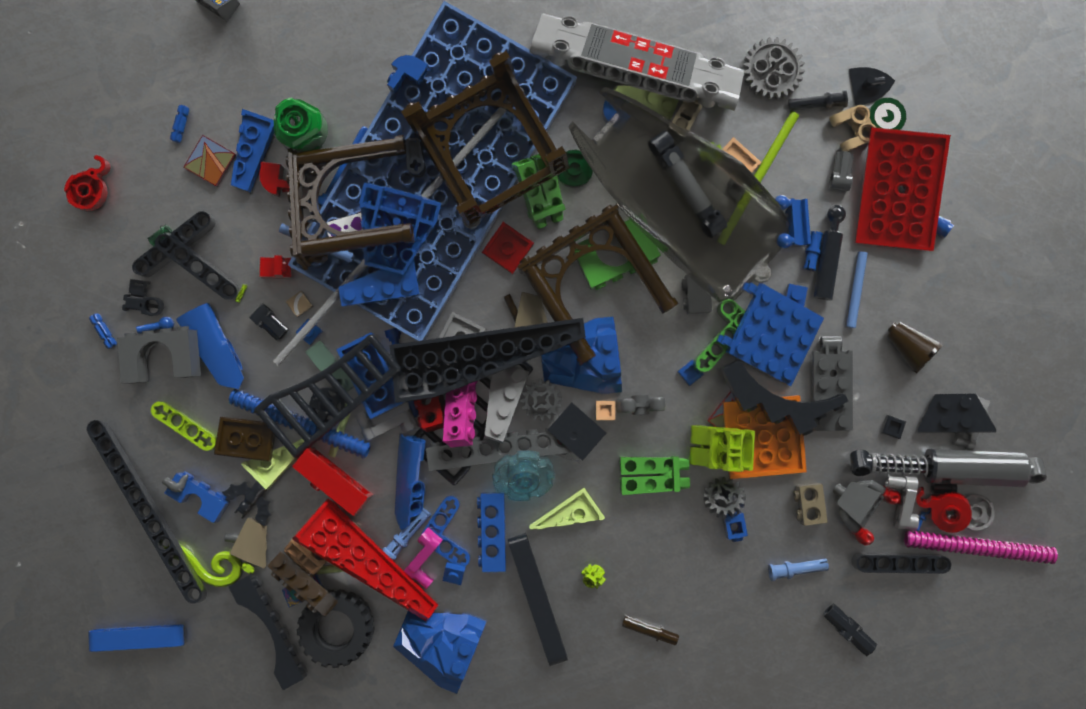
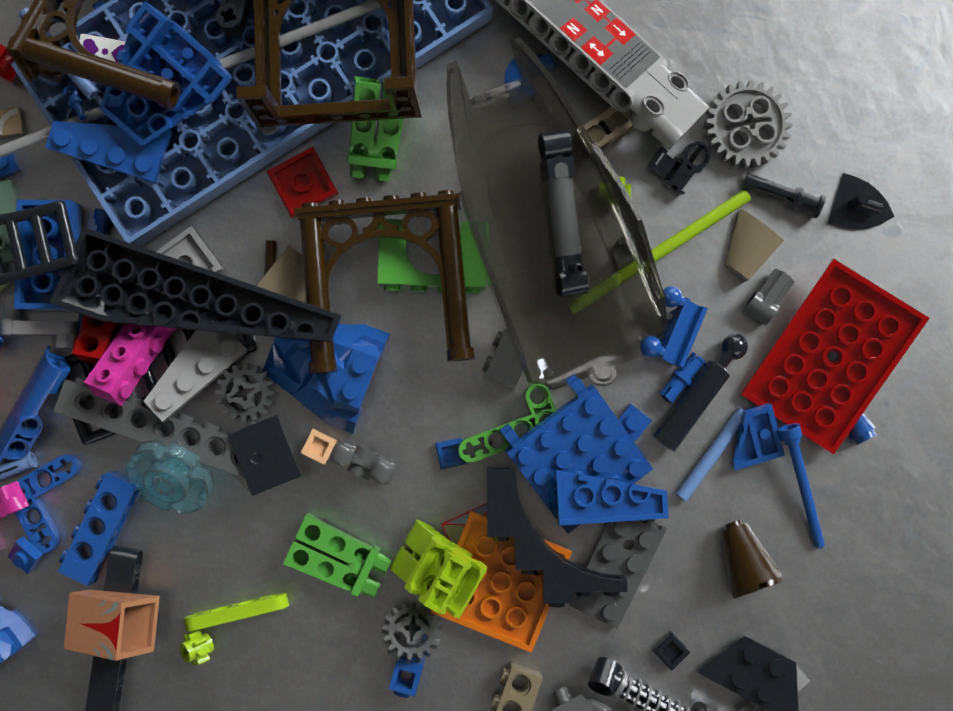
camera: 25 degrees right, 0 degrees up
(343, 268) = (75, 102): none -> blue hand
(534, 585) = (111, 623): none -> nougat slope
(575, 509) = (219, 551): yellowish green wing -> none
(578, 172) = (433, 129): dark green tile -> none
(606, 541) = (236, 611): none -> lime beam
(658, 103) = (579, 94): yellowish green wing -> none
(738, 151) = (652, 214): light nougat tile -> none
(745, 121) = (678, 172): none -> black piece
(801, 353) = (601, 500): none -> blue wing
(814, 145) = (750, 246): none -> dark tan slope
(857, 126) = (817, 249): tan piece -> none
(880, 265) = (757, 438): none -> blue wing
(888, 114) = (863, 253): tile -> none
(900, 252) = (791, 436): none -> blue piece

